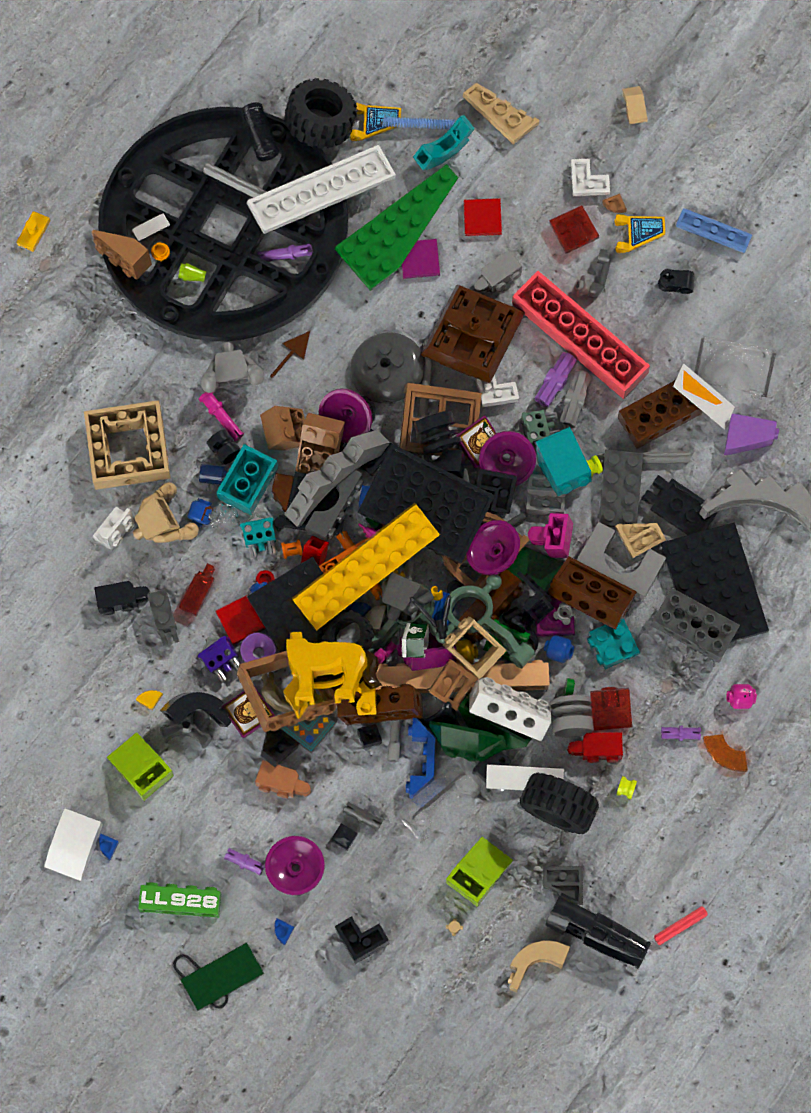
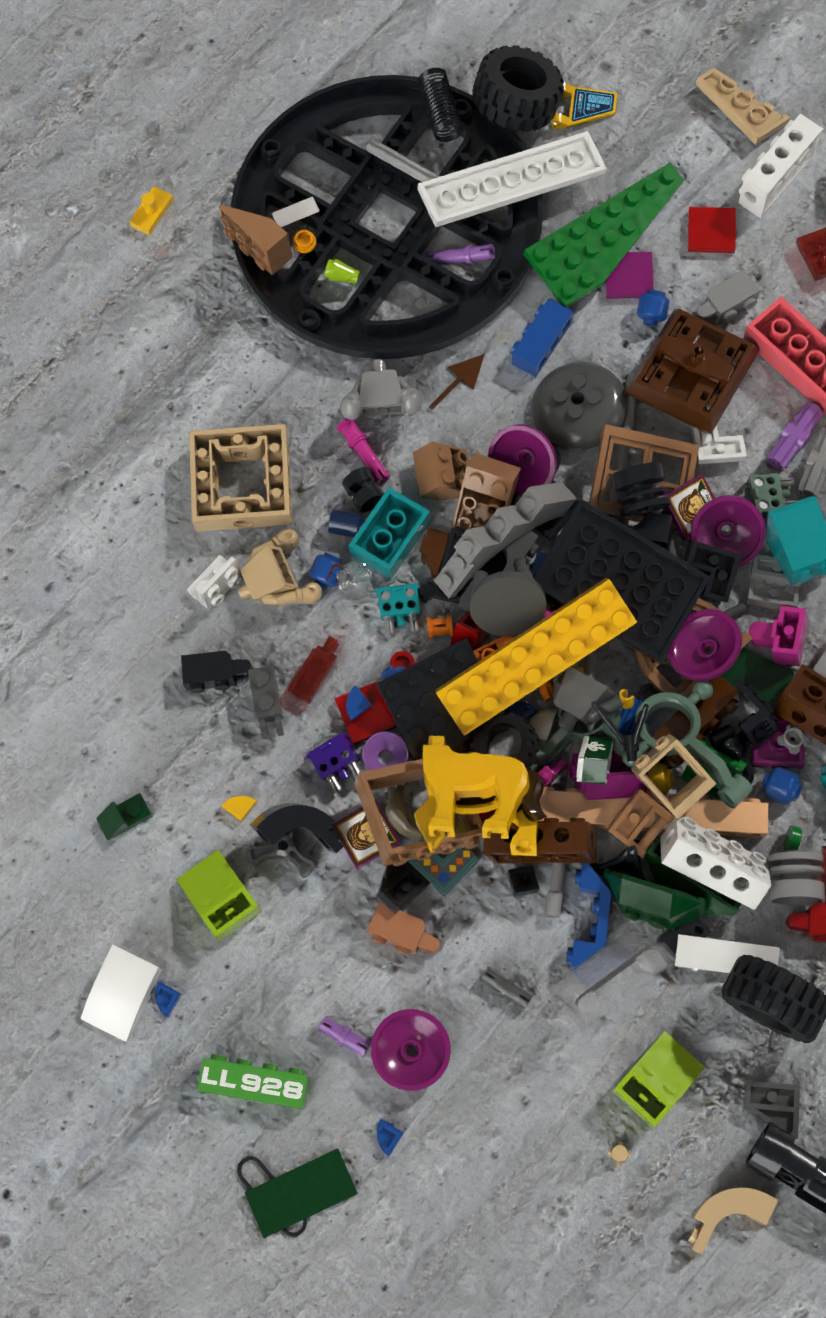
camera: 10 degrees right, 0 degrees up
(60, 714) = (124, 816): none -> dark green slope
(233, 613) = (356, 704): none -> blue tile
(341, 526) = (507, 600): none -> dark grey piece
(344, 836) = (479, 1014): black tile -> none
(354, 314) = (541, 337): none -> blue brick
(361, 944) = (488, 1168): black brick -> none
(422, 122) = (614, 106): light blue piece -> none
(439, 151) = (661, 147): teal arch -> none
(440, 284) = (653, 307): none -> blue head
(532, 162) = (779, 165): none -> white brick

